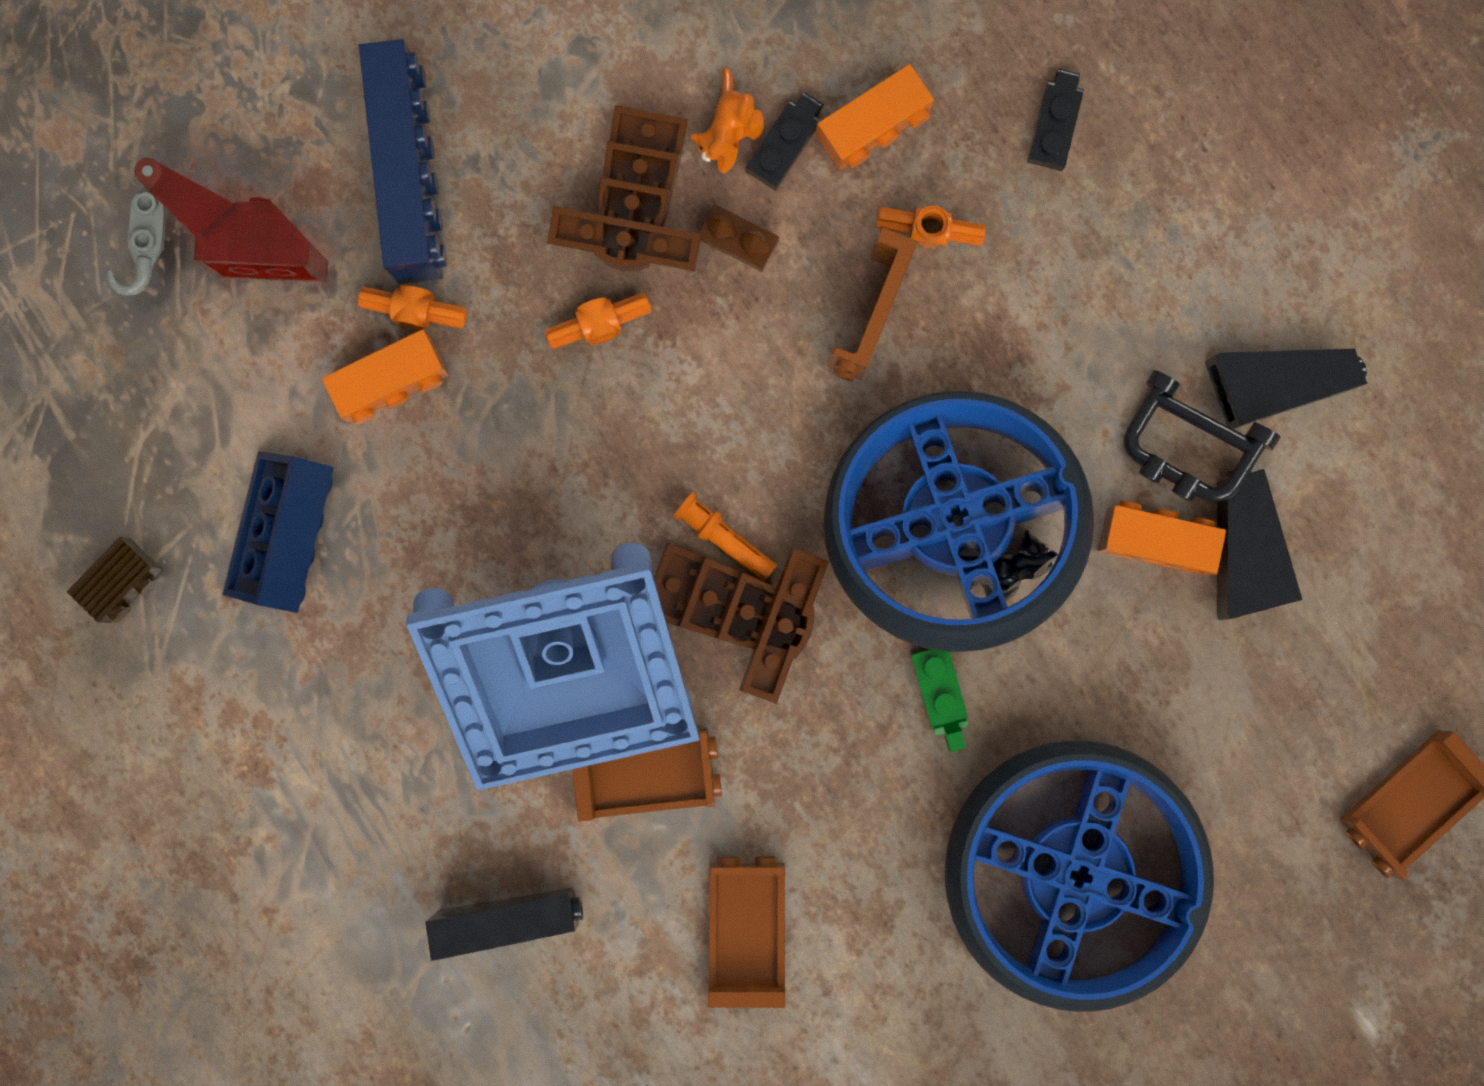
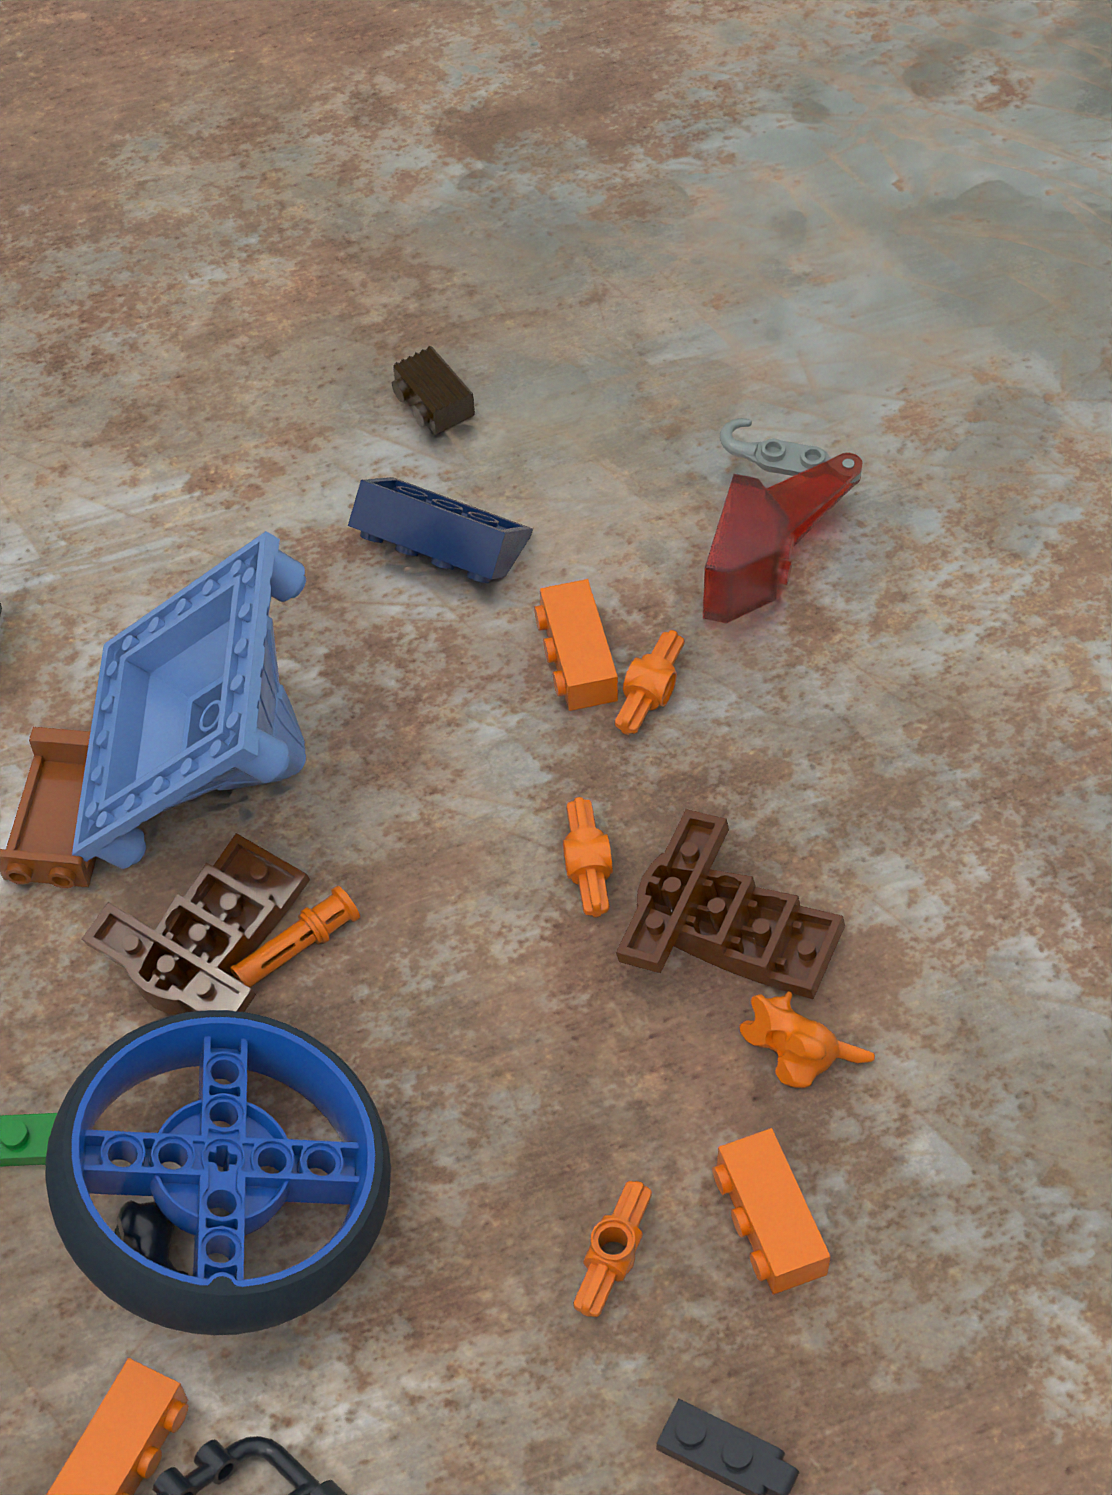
camera: 105 degrees right, 30 degrees down
(401, 162) = (813, 687): dark blue brick -> none
(738, 237) = (654, 1028): reddish brown tile -> none
(785, 141) = (766, 1105): black hinge -> none
(893, 251) = (518, 1155): dark orange panel -> none

